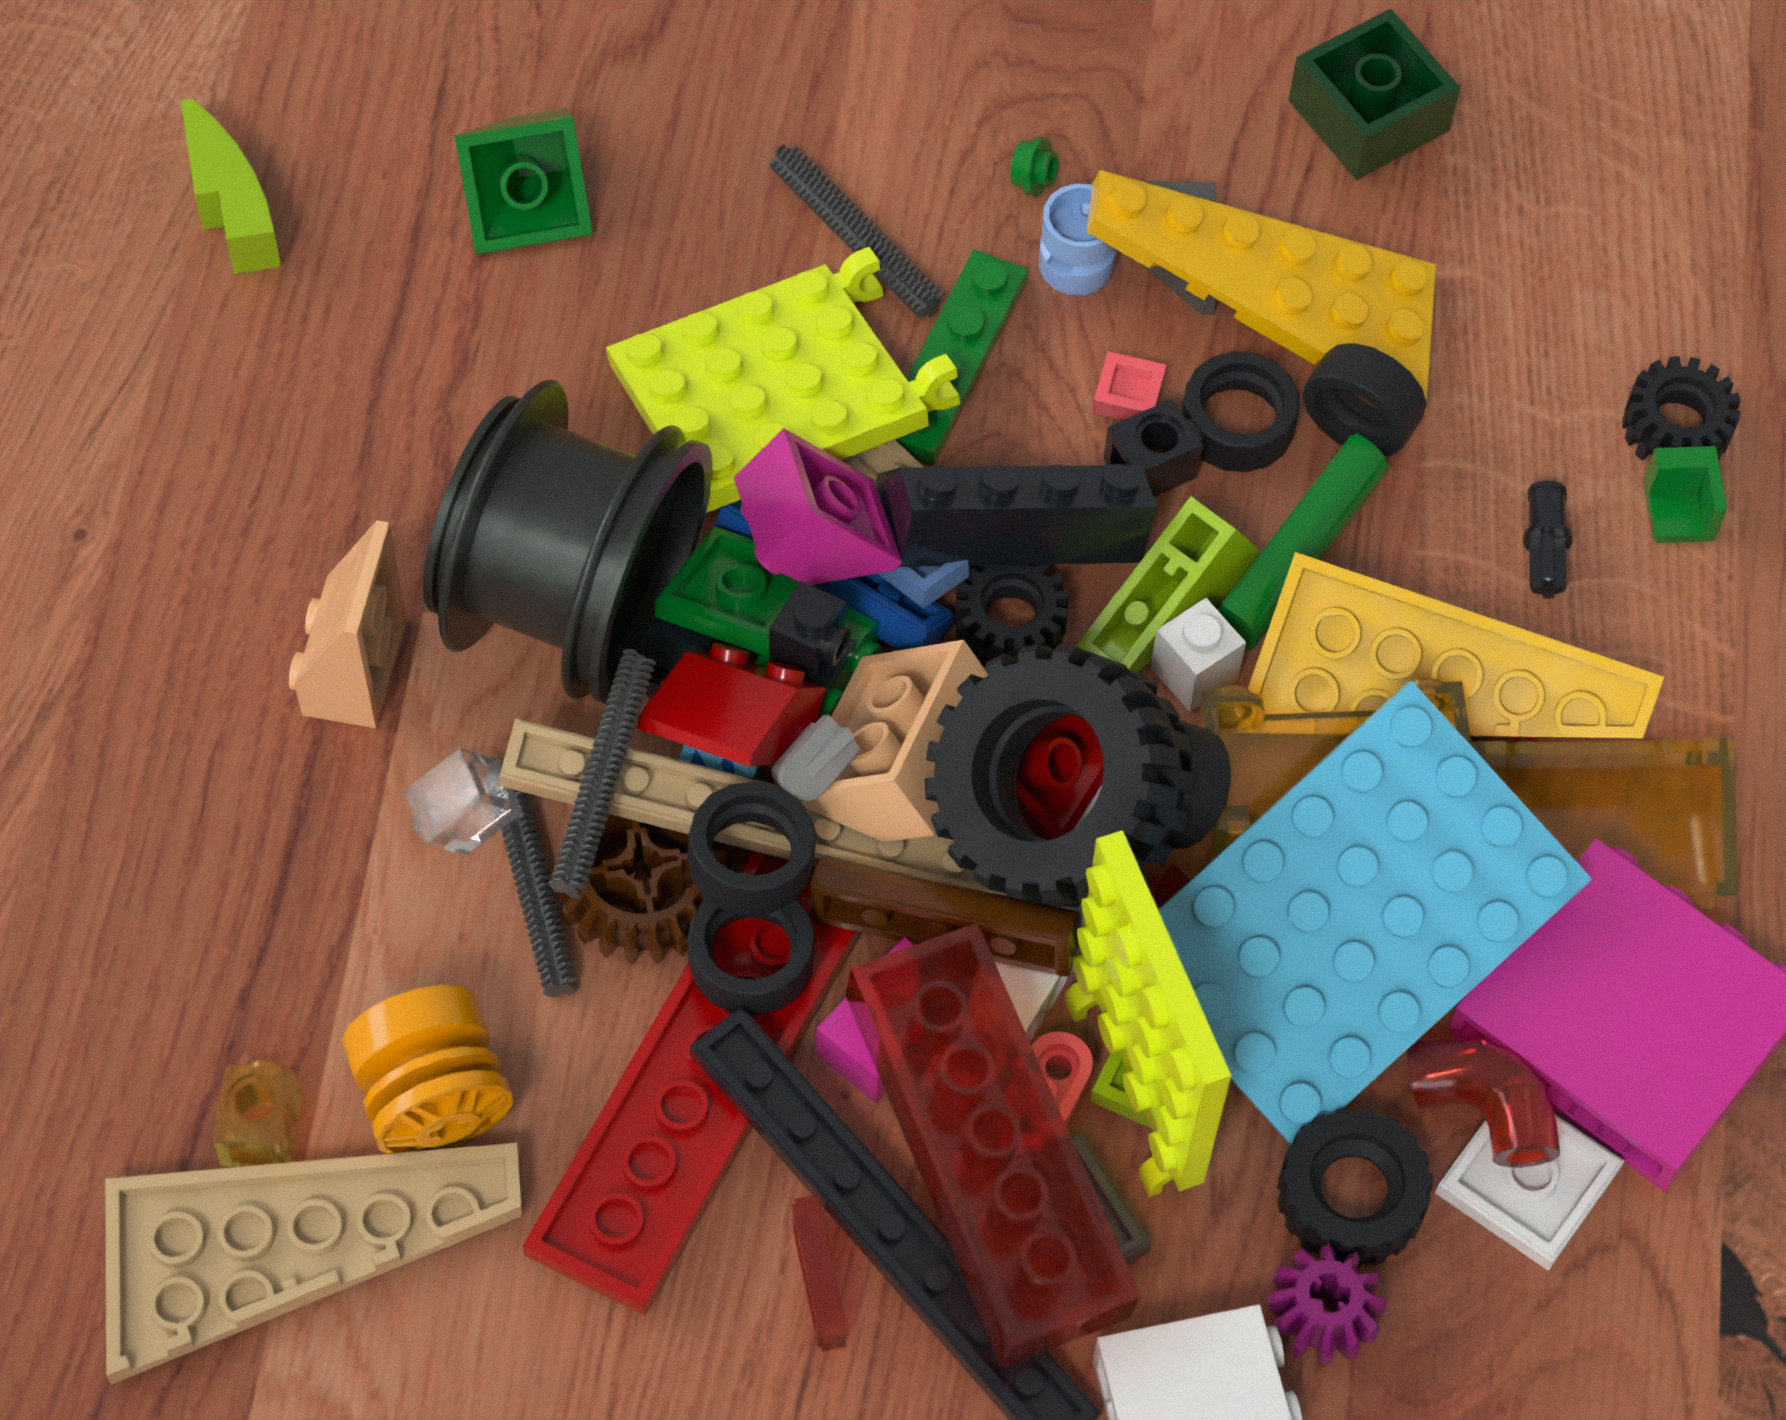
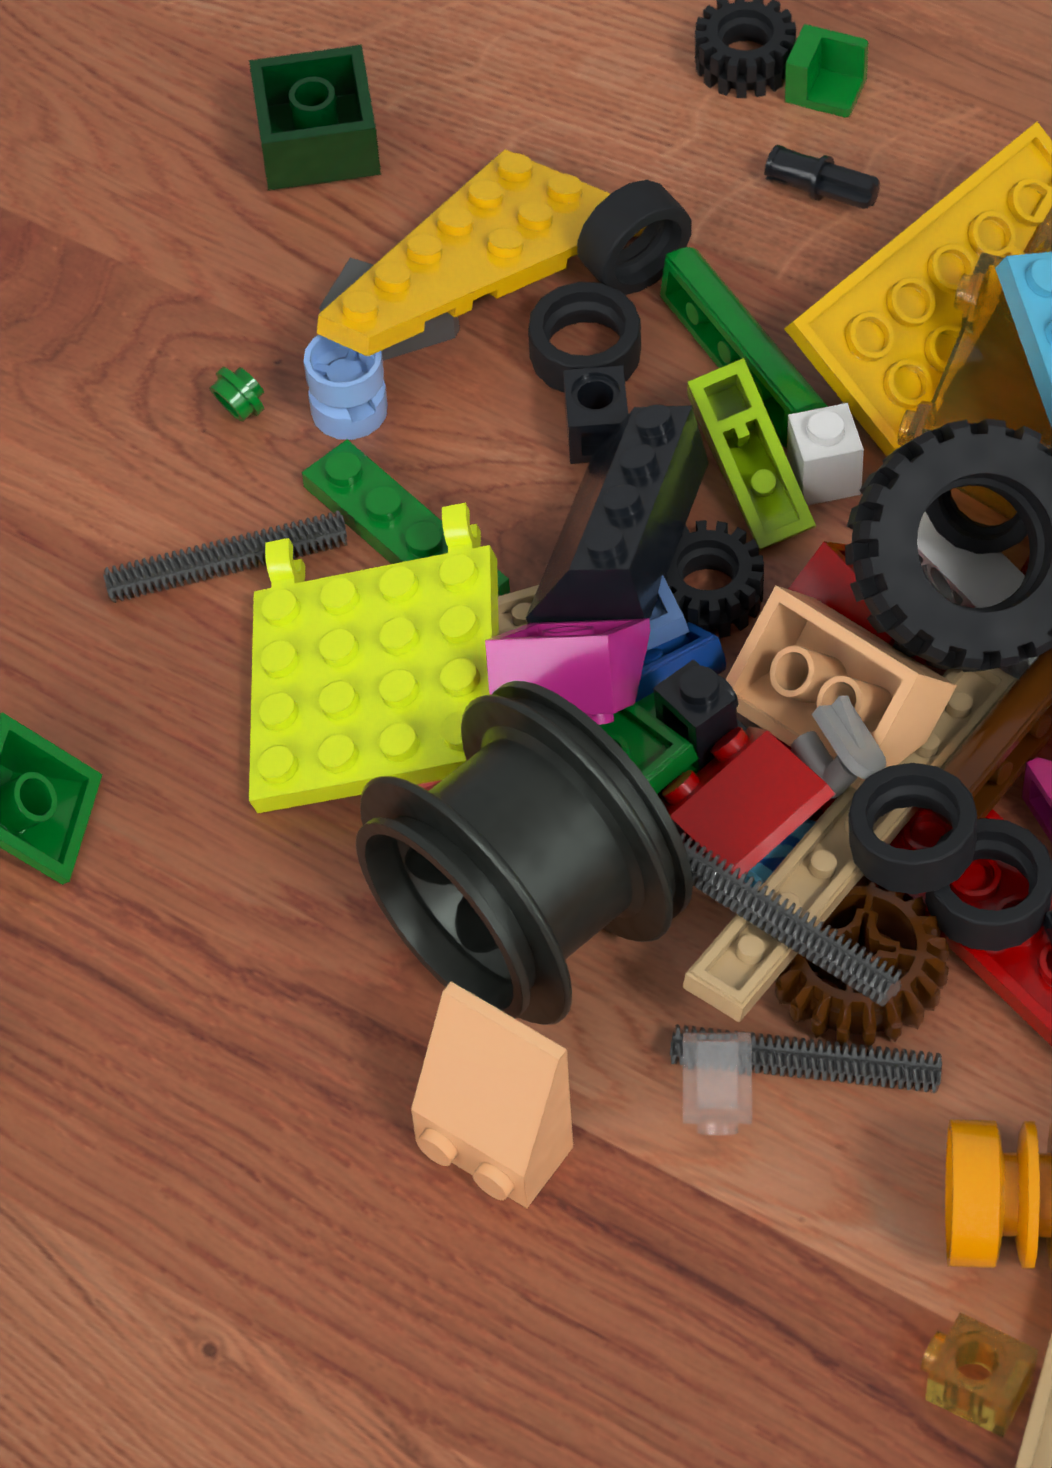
camera: 60 degrees left, 5 degrees down
(1128, 386) = (517, 409): coral plate -> none

